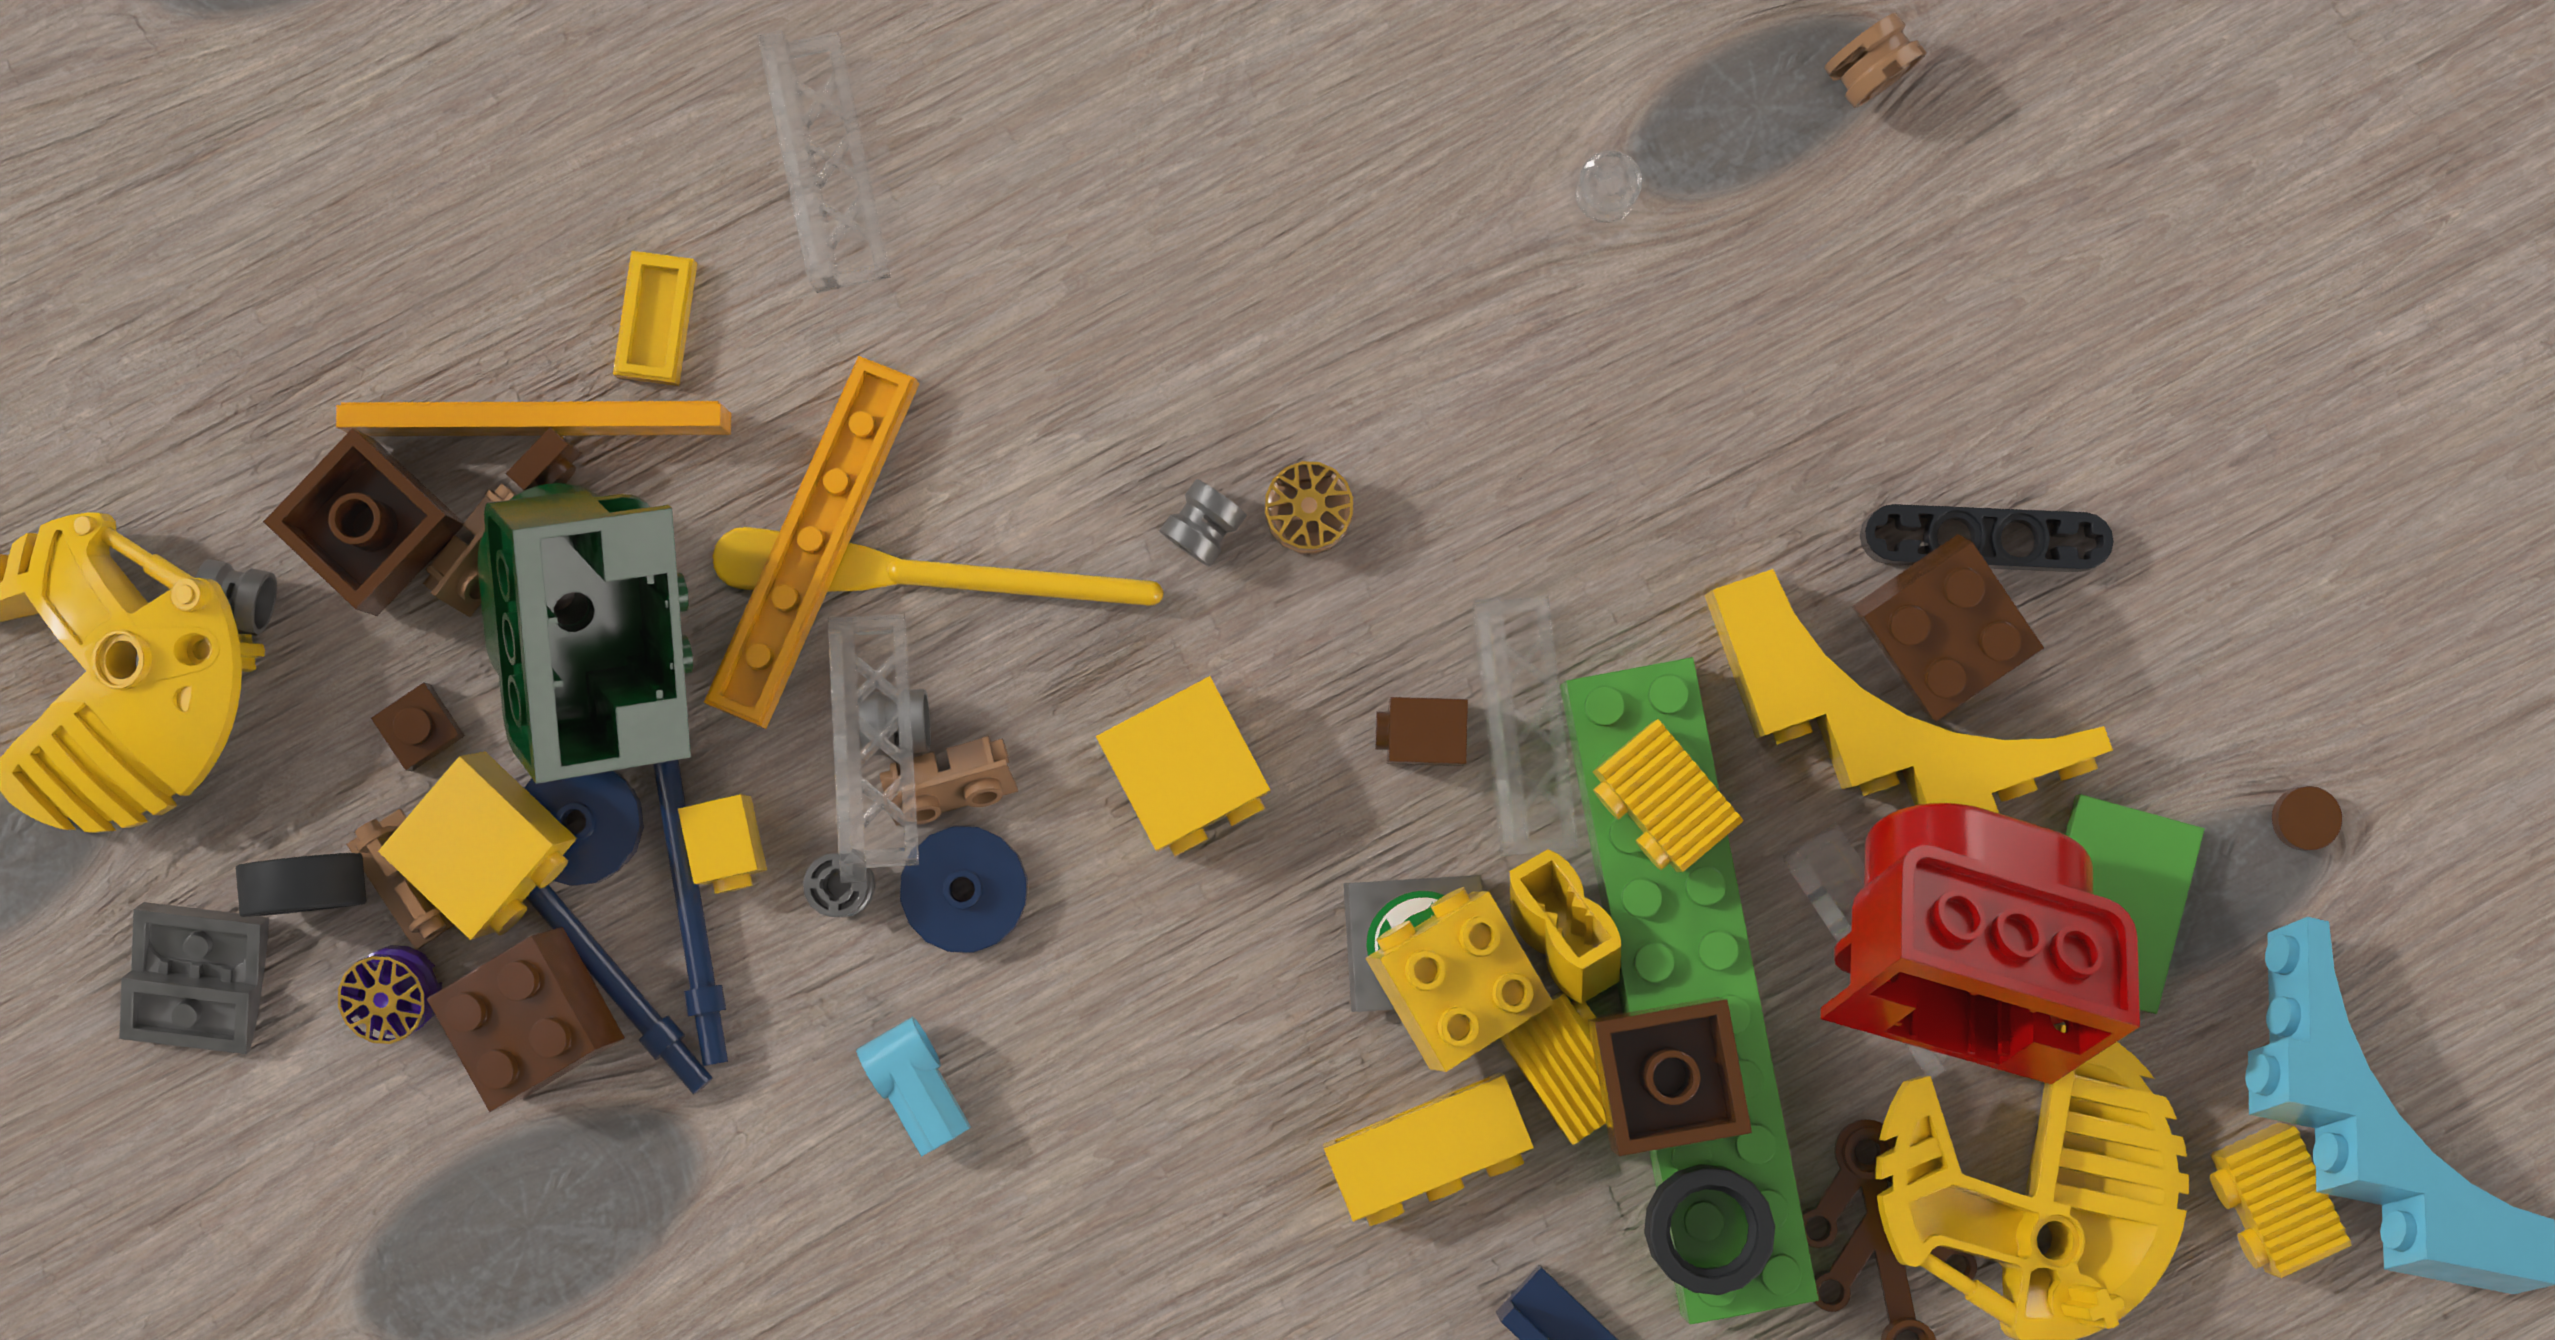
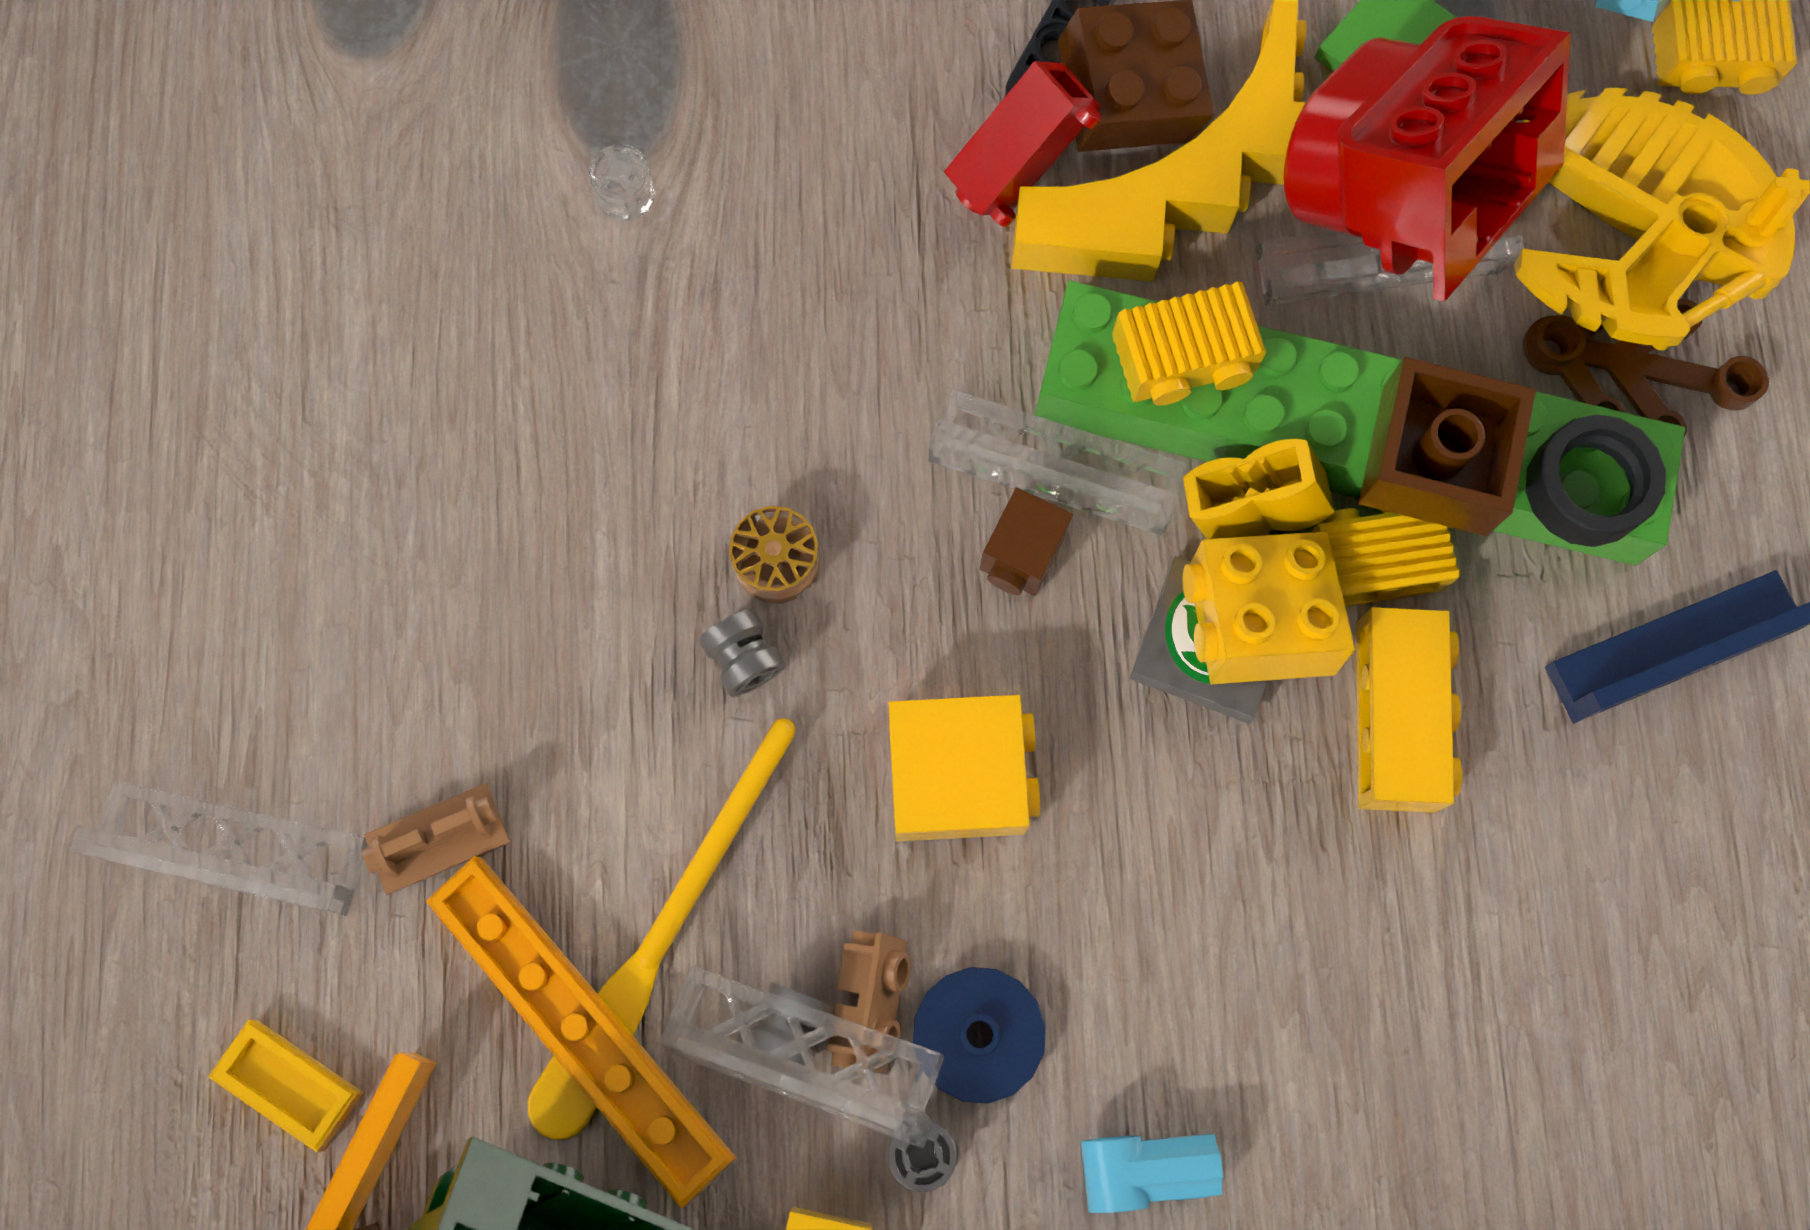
camera: 70 degrees left, 10 degrees down
(915, 335) = (435, 839): none -> medium nougat hinge
(1818, 550) = (1021, 139): none -> red brick

